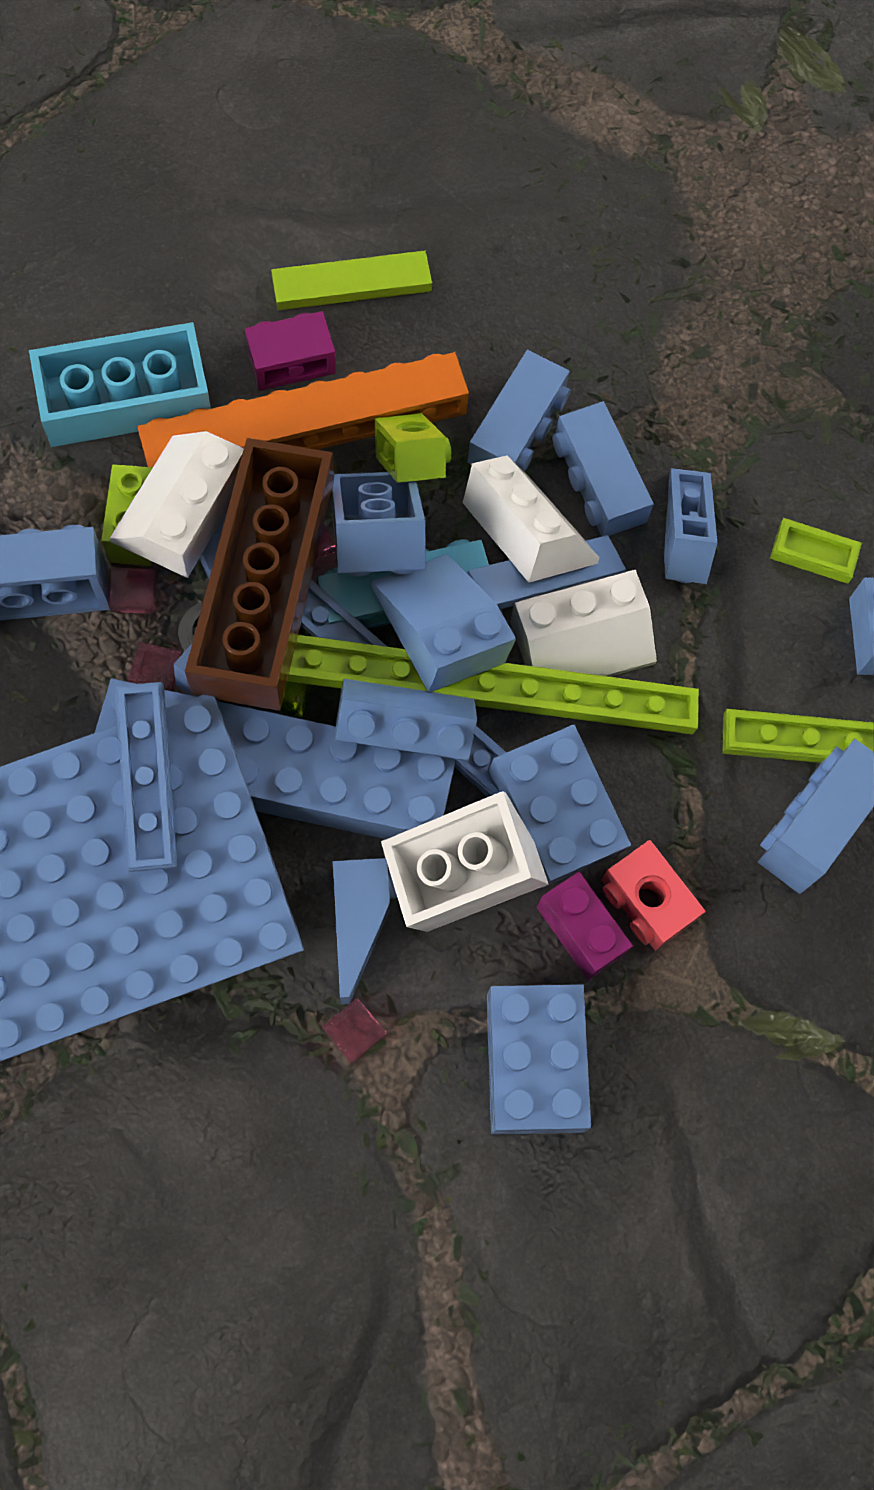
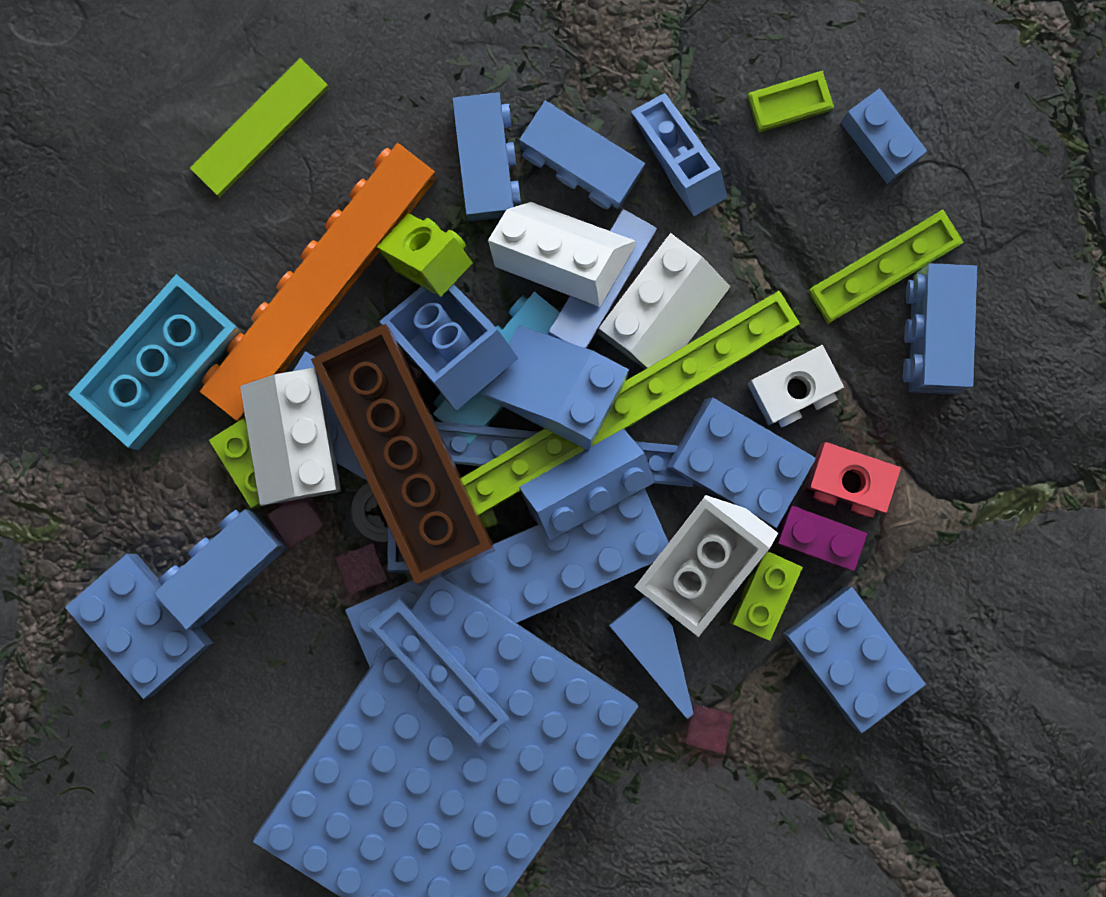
camera: 30 degrees left, 15 degrees up
(290, 350) = (261, 230): magenta brick -> none
(496, 940) = (765, 595): none -> lime brick
(678, 769) = (813, 370): none -> white brick

